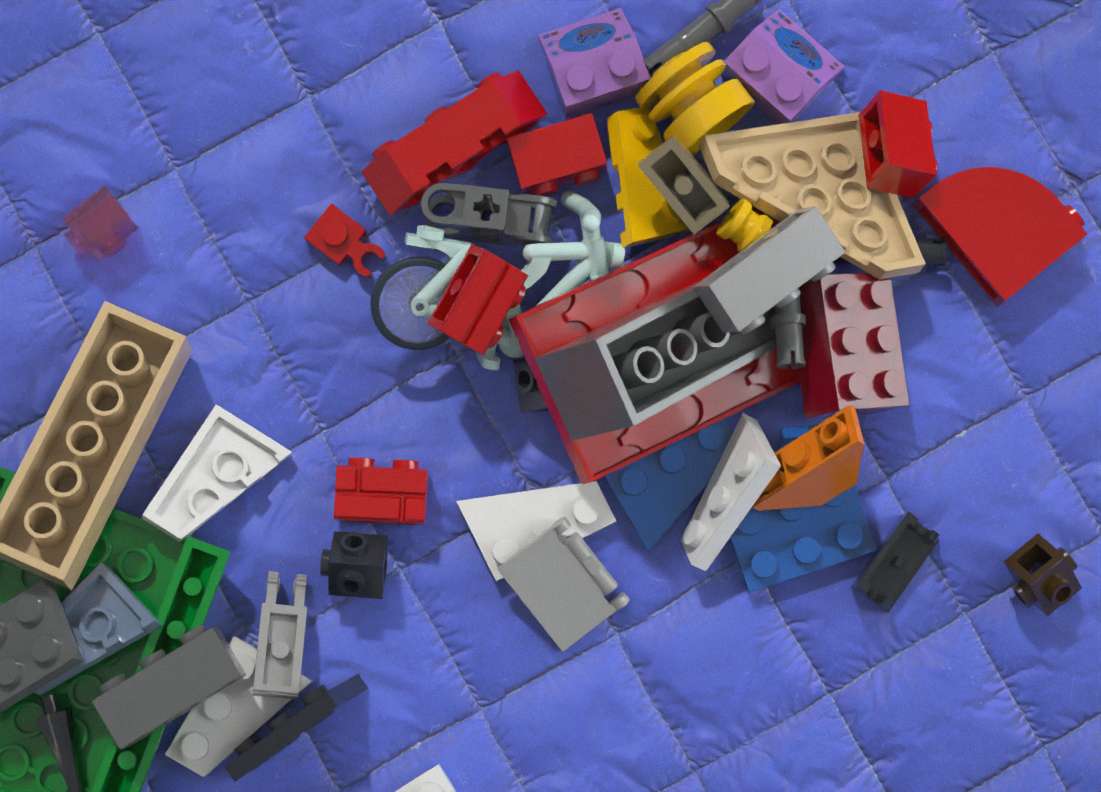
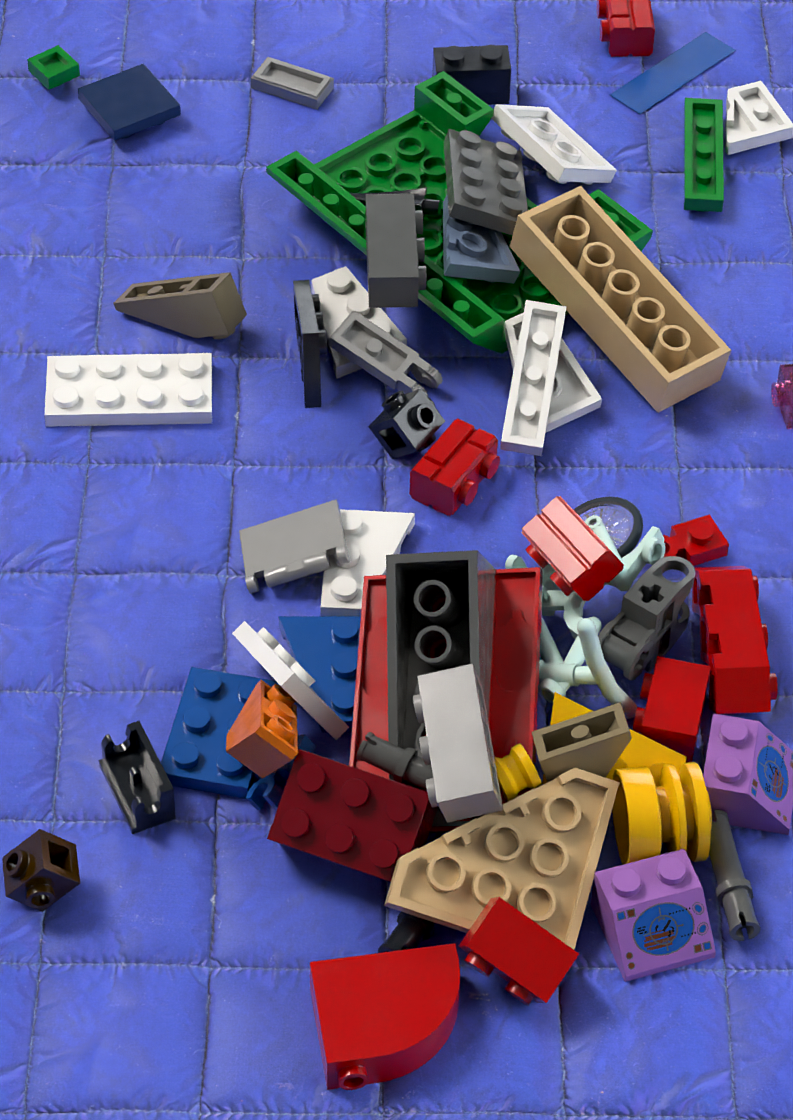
camera: 115 degrees right, 35 degrees down
(239, 472) = (533, 378): none -> white plate

